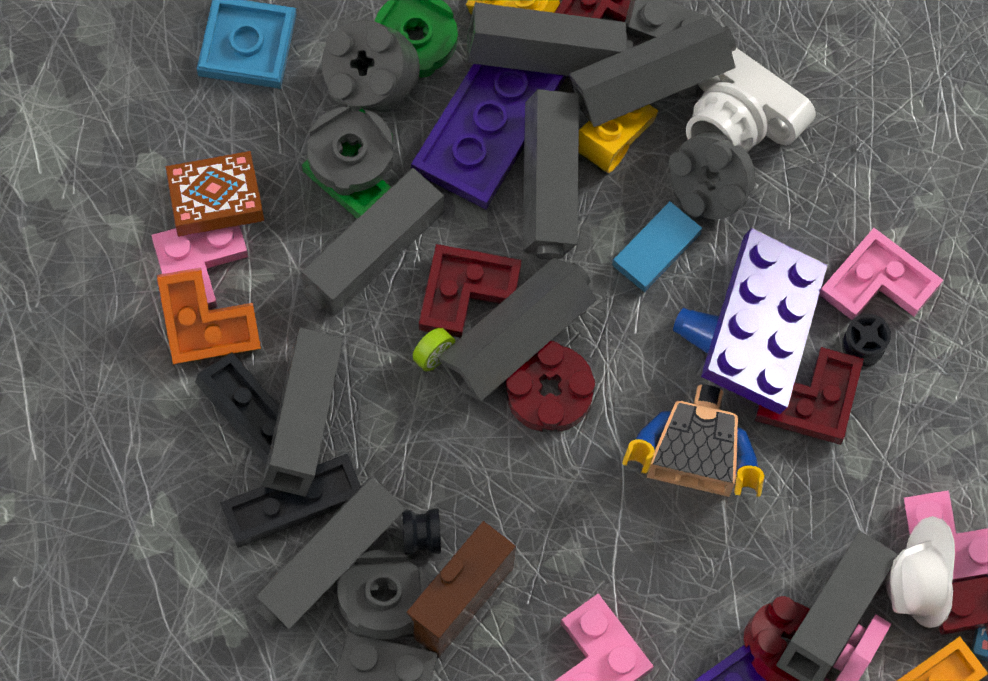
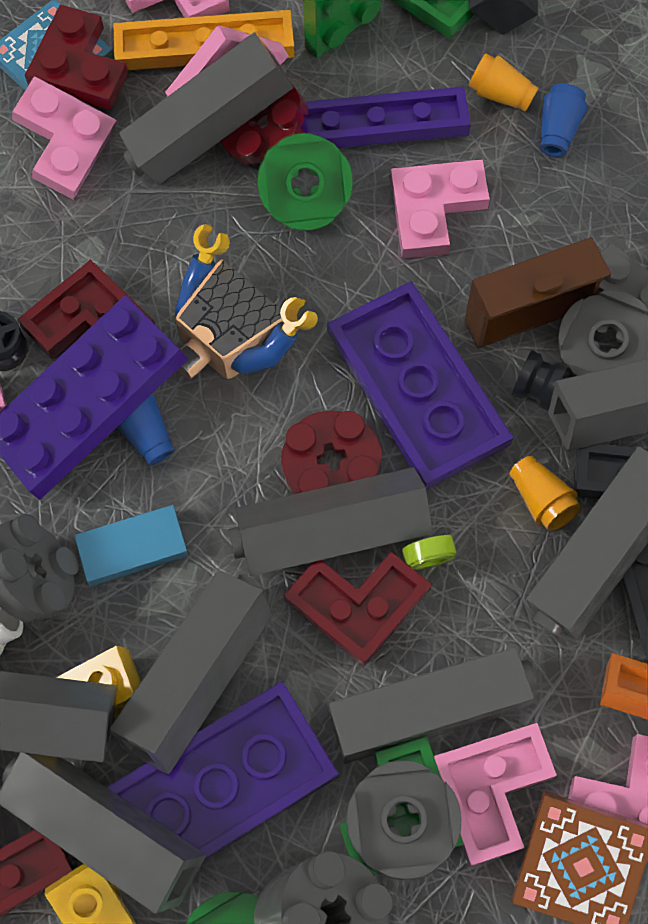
camera: 145 degrees left, 0 degrees up
(311, 215) = (482, 777): none -> bright pink plate
(370, 442) = (546, 495): none -> light orange cone
(518, 480) = (419, 384): none -> dark purple plate
(715, 620) = (325, 198): none -> green plate
(923, 574) = (103, 108): white piece -> none

